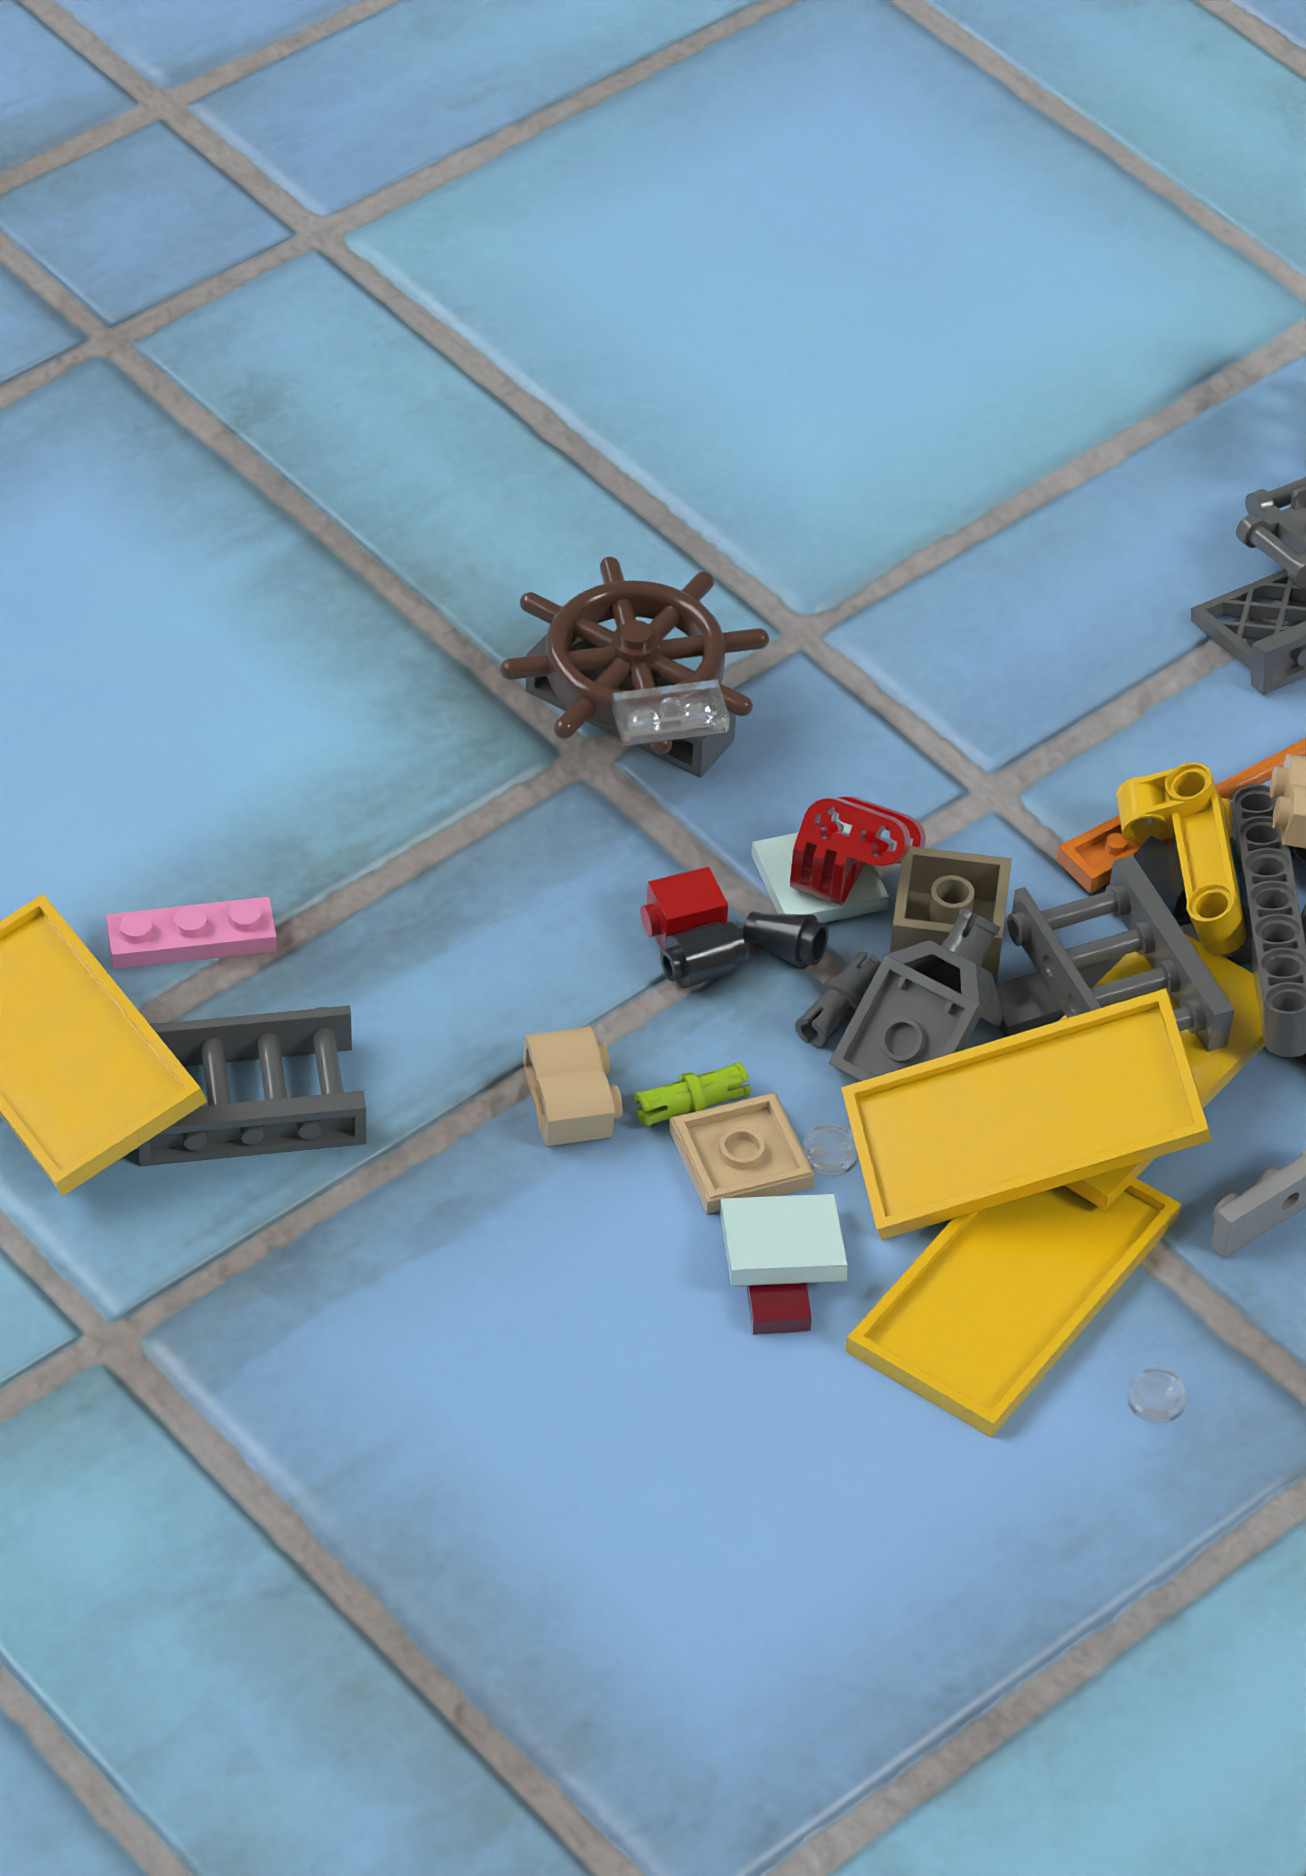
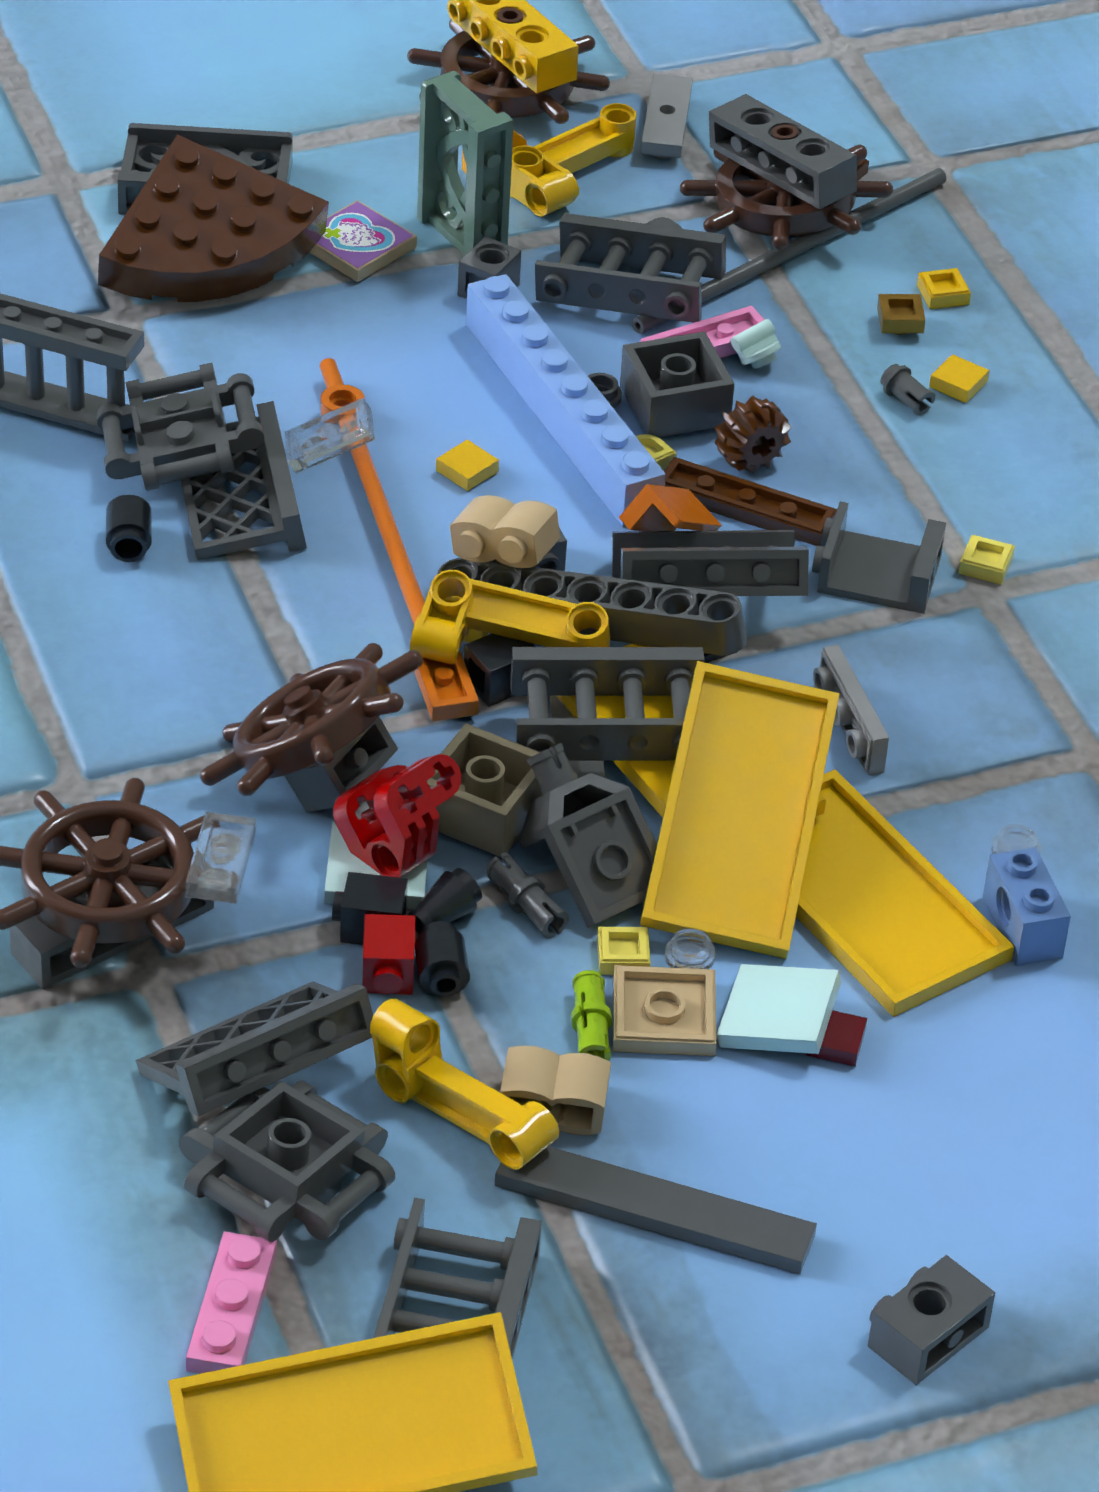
camera: 70 degrees left, 5 degrees down
(373, 912) = (291, 1153): none -> dark grey brick
(422, 1488) = (930, 1319): none -> dark grey brick
(466, 1215) = (663, 1207): none -> dark grey tile
(499, 845) = (261, 1045): none -> dark grey fence
(537, 972) = (413, 1068): none -> yellow piece
(744, 878) = (364, 896): none -> black brick
(810, 1098) = (622, 947): none -> light yellow tile
(934, 753) = (318, 730): none -> reddish brown brick
(1052, 1415) = (1026, 905): none -> medium blue brick
(1182, 547) = (128, 527): none -> black brick

